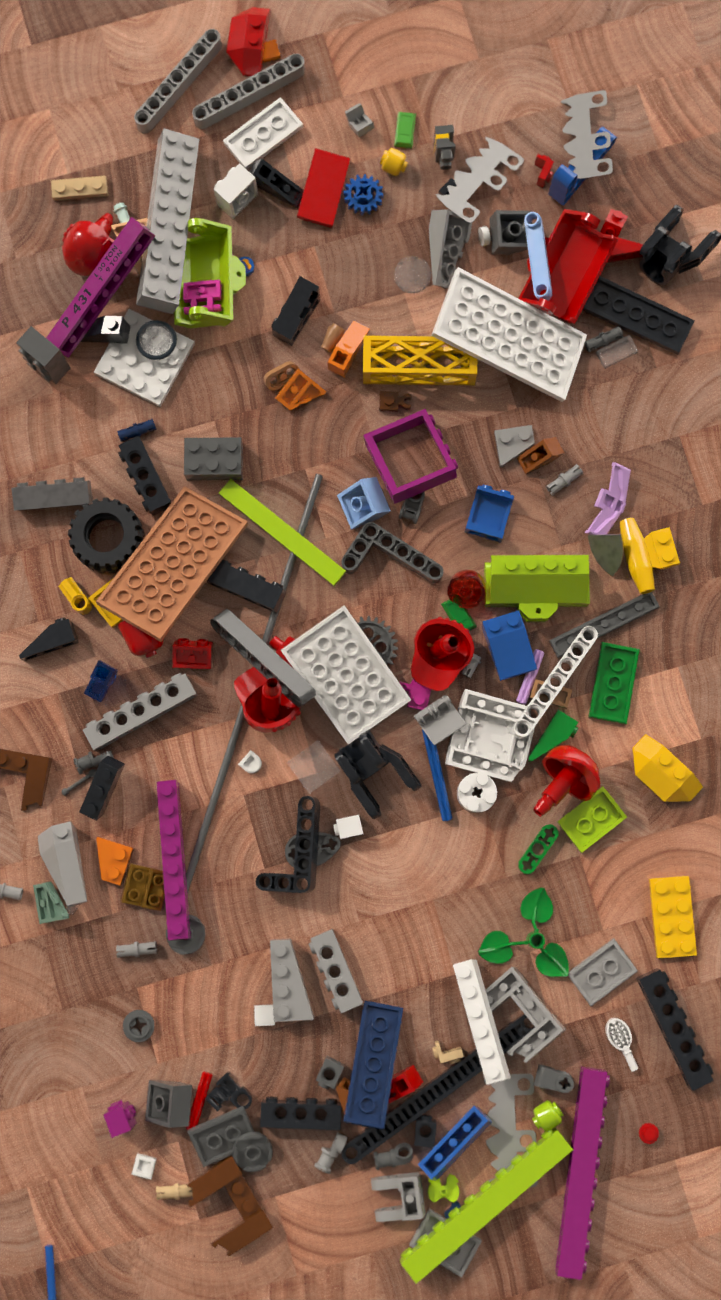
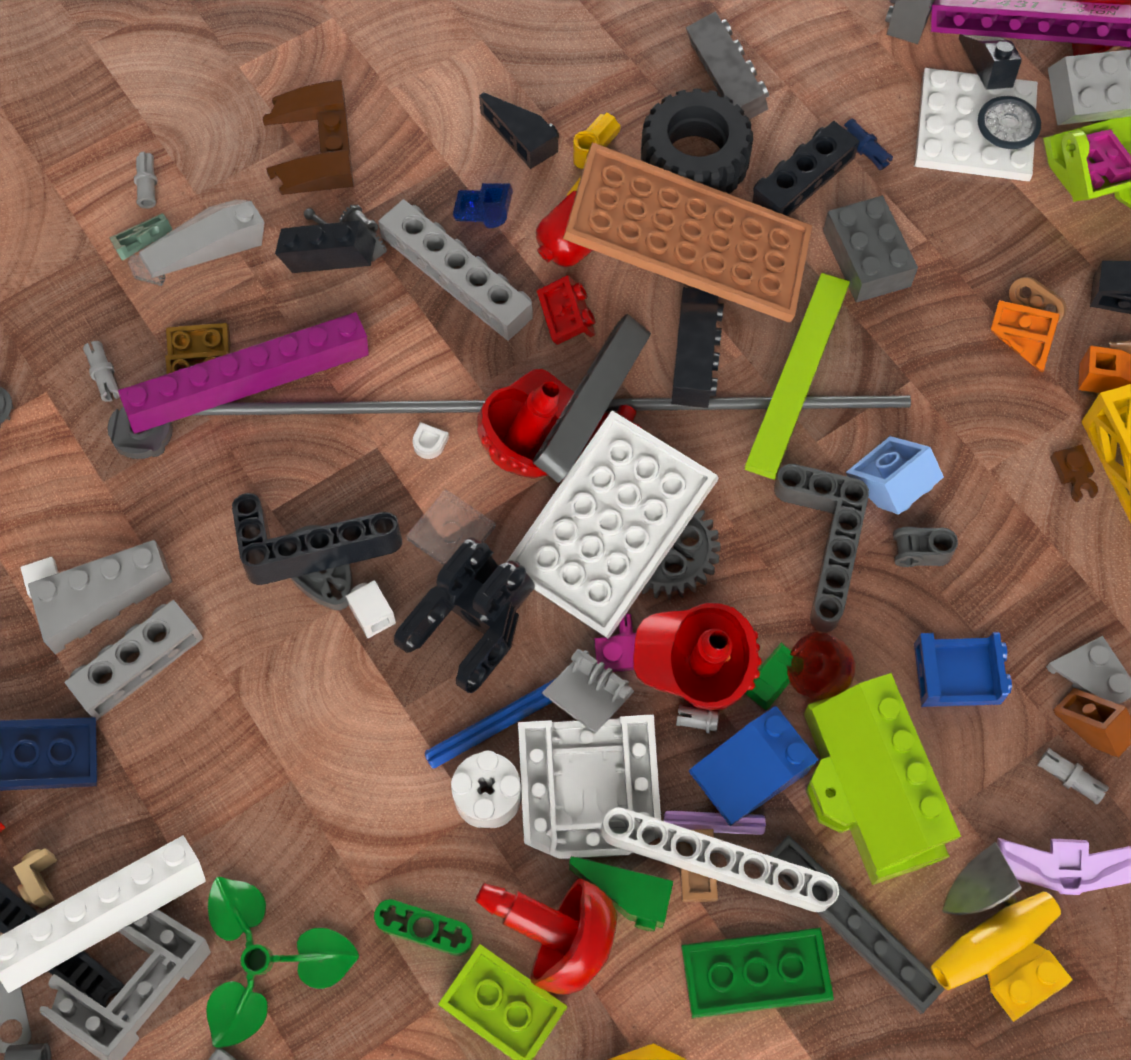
camera: 70 degrees right, 15 degrees down
(113, 860) = (227, 302): orange wing -> none
(423, 483) = (969, 545): magenta window -> none

